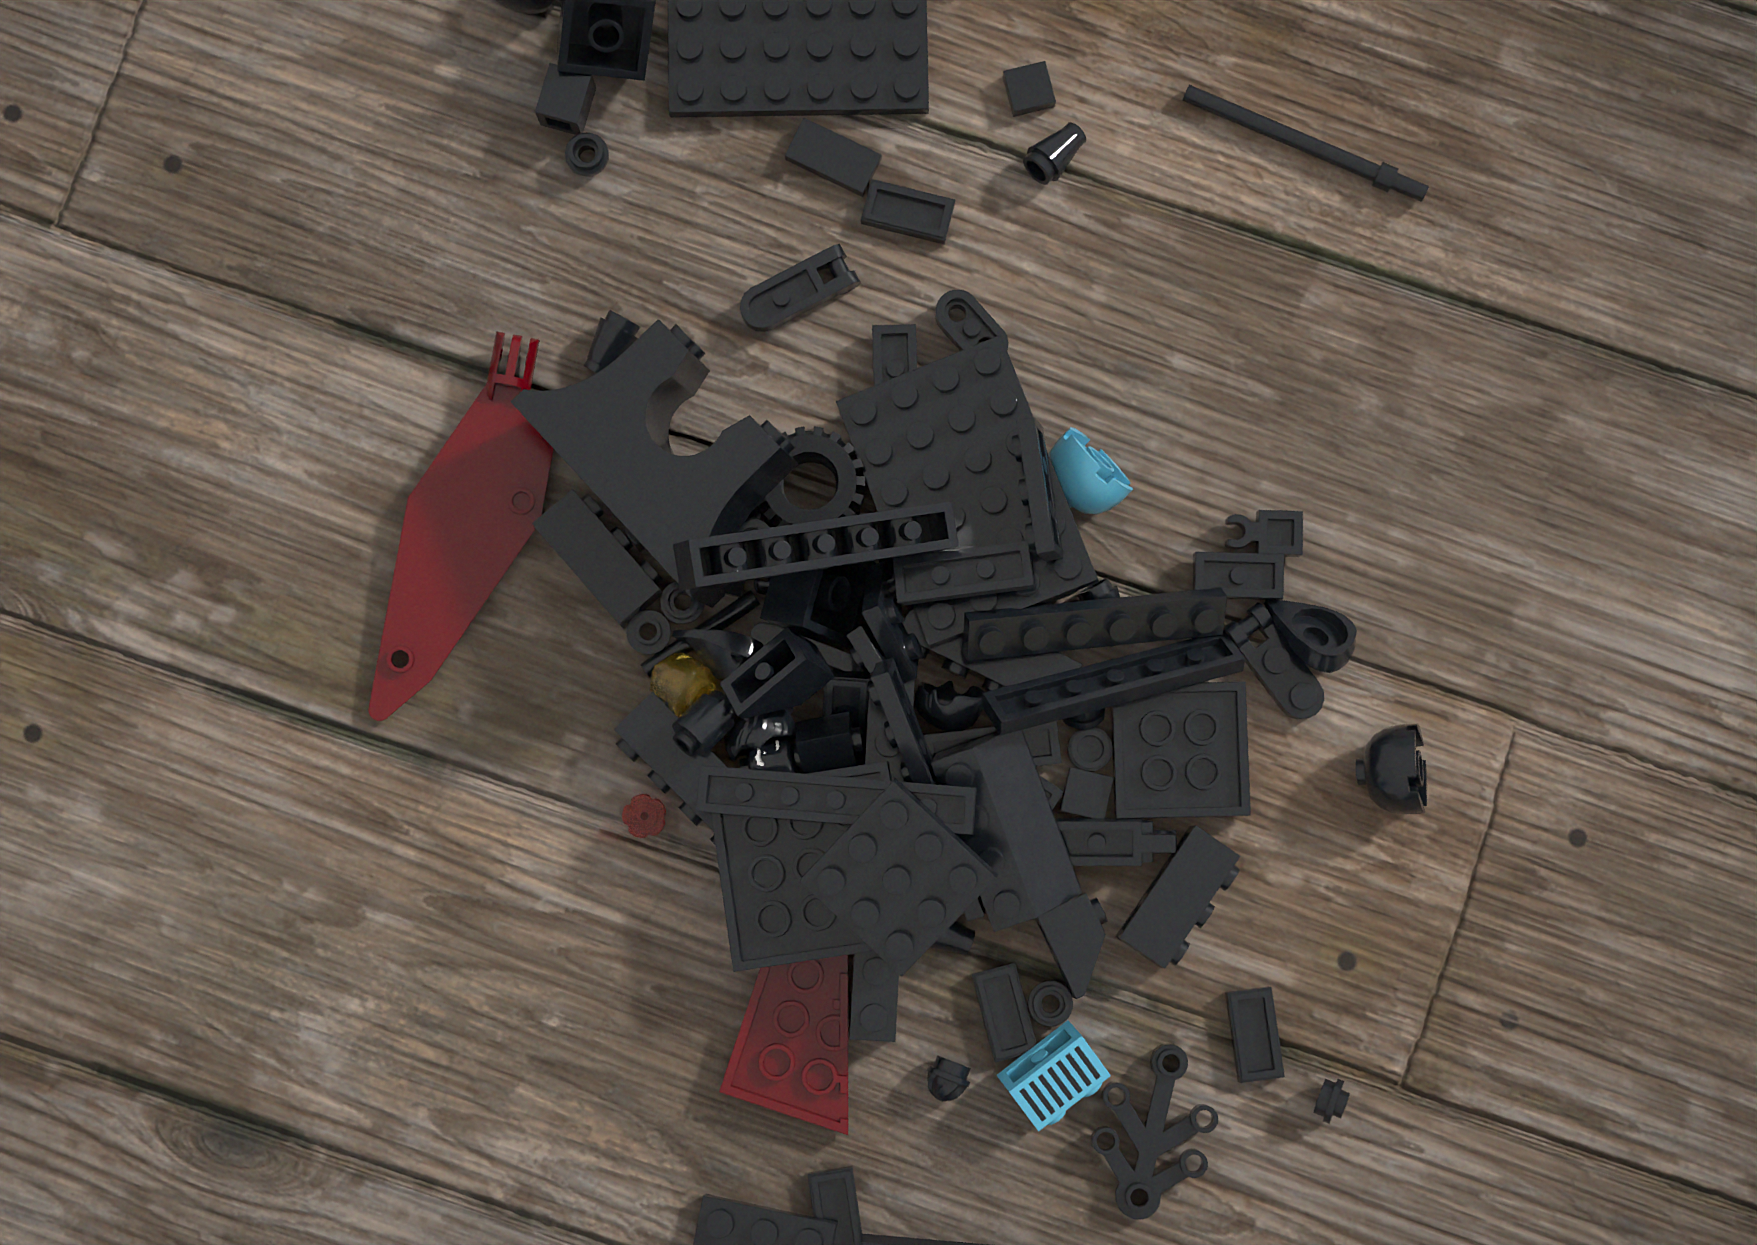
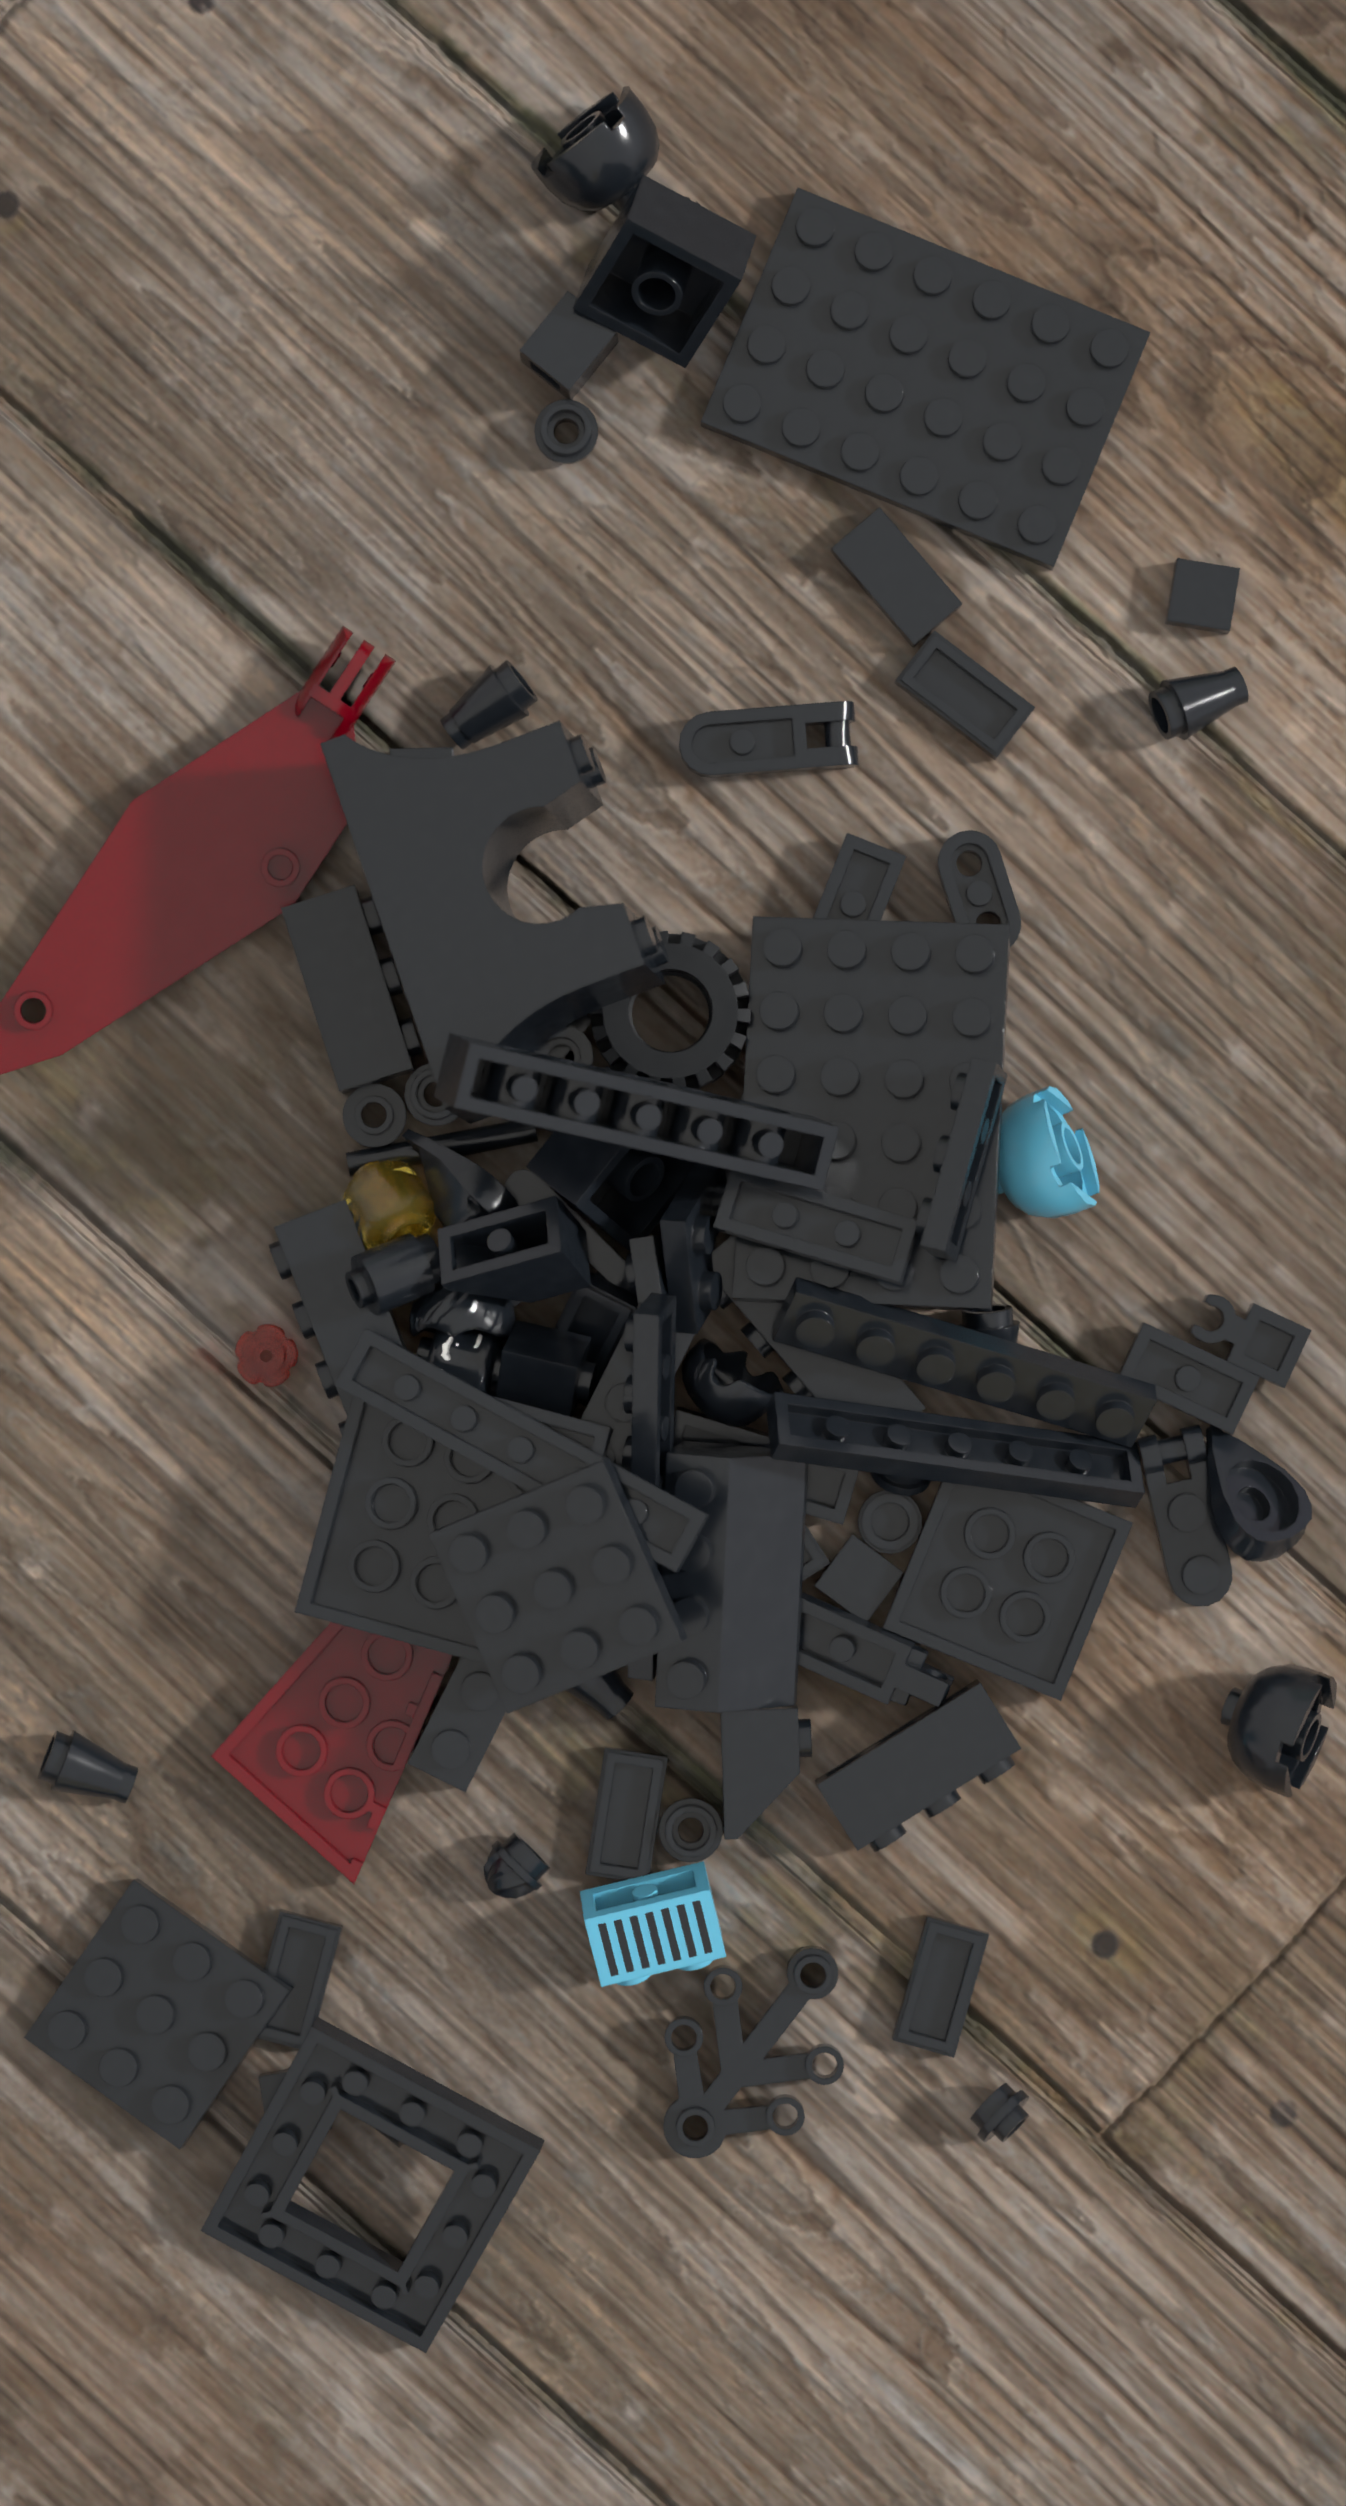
camera: 30 degrees right, 5 degrees up
(641, 1136) = (84, 1768): none -> black cone

